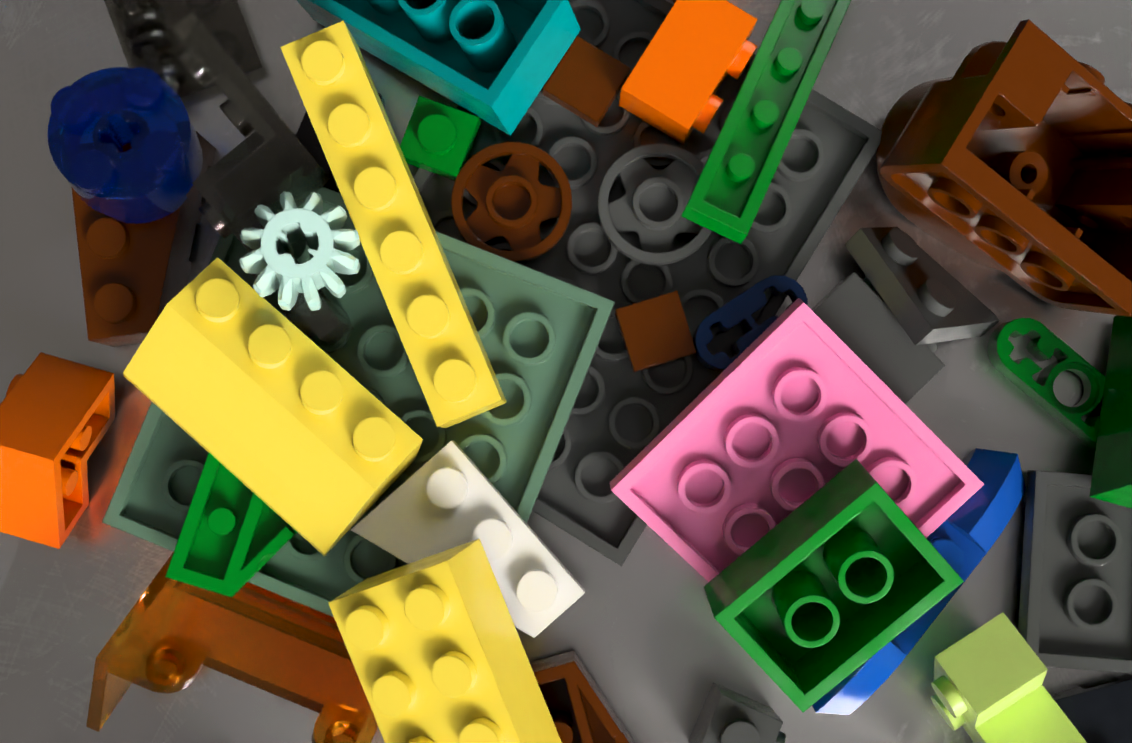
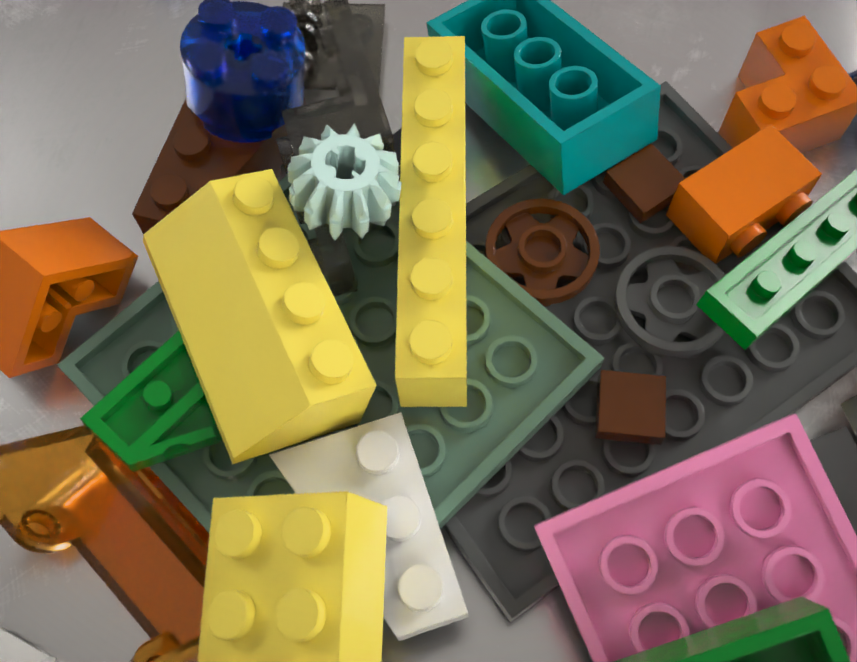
camera: 25 degrees right, 20 degrees down
(439, 138) = (501, 179): green plate -> none
(739, 311) = (718, 420): dark blue beam -> none

